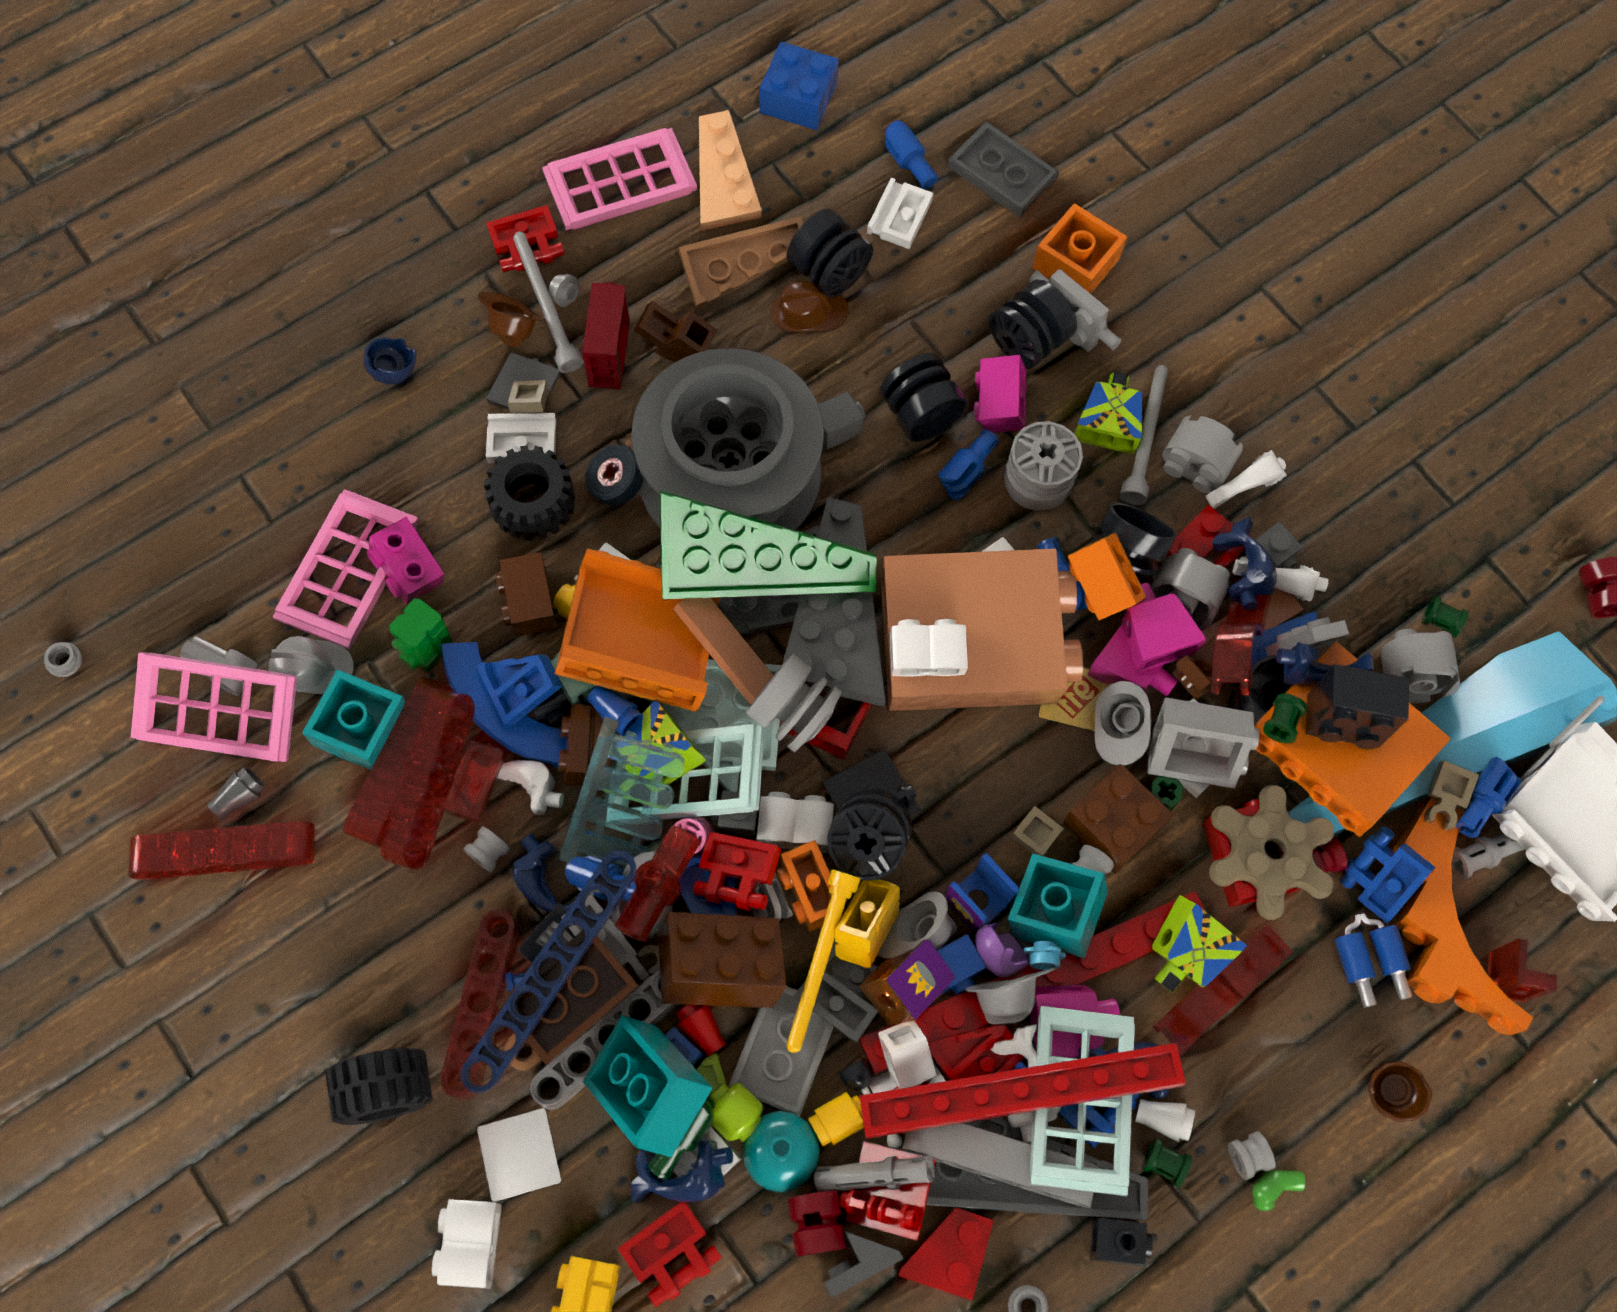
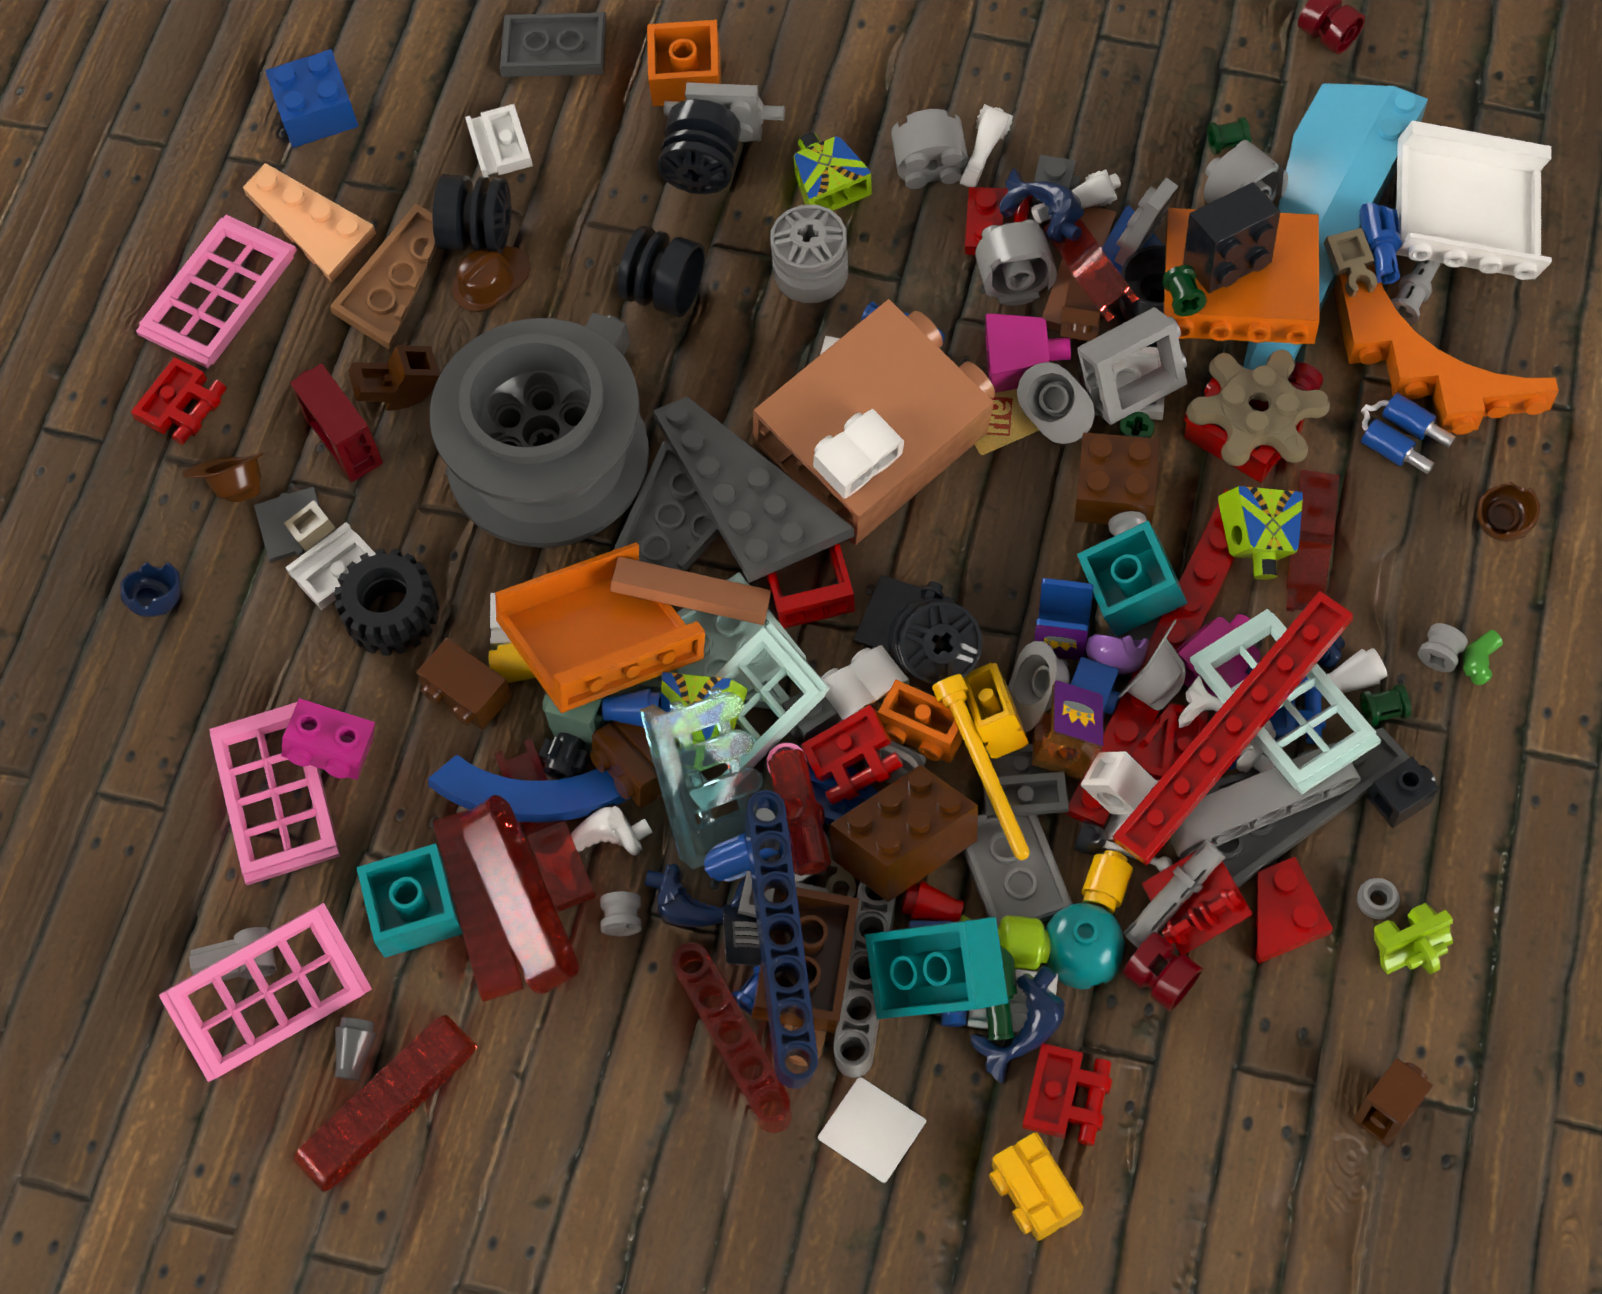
camera: 30 degrees left, 5 degrees down
(56, 653) = (70, 1063): light grey plate -> none
(311, 661) = (328, 882): light grey piece -> none
(378, 1086) = (711, 1161): black tyre -> none
(419, 635) = (403, 786): green brick -> none
(468, 1244) = (897, 1225): white brick -> none
(519, 685) = (532, 753): blue wing -> none
(563, 289) = (256, 416): light grey plate -> none
(567, 356) = (310, 468): light grey piece -> none
(602, 470) = (463, 523): black bush -> none
(730, 555) = (627, 503): wing -> none
(794, 703) = (789, 581): light grey wheel -> none
(870, 1258) = (1223, 963): dark grey slope -> none
(909, 153) = (461, 86): blue arm -> none
(967, 465) = (745, 301): blue arm -> none
(1001, 394) = (723, 222): dark pink brick -> none
(1037, 832) = (1062, 541): dark tan plate -> none
(1044, 955) = (1155, 623): medium azure plate -> none
(1106, 577) = (946, 293): orange brick -> none
(1135, 488) = (898, 217): light grey piece -> none
(1141, 537) = (939, 253): black wheel -> none
(1159, 631) = (1021, 306): dark pink torso -> none
(1302, 670) = (1161, 243): dark blue animal -> none
(1395, 882) = (1370, 358): blue plate -> none
(1510, 974) = (1517, 357): clear red panel -> none
(1564, 734) = (1396, 151): light grey piece -> none

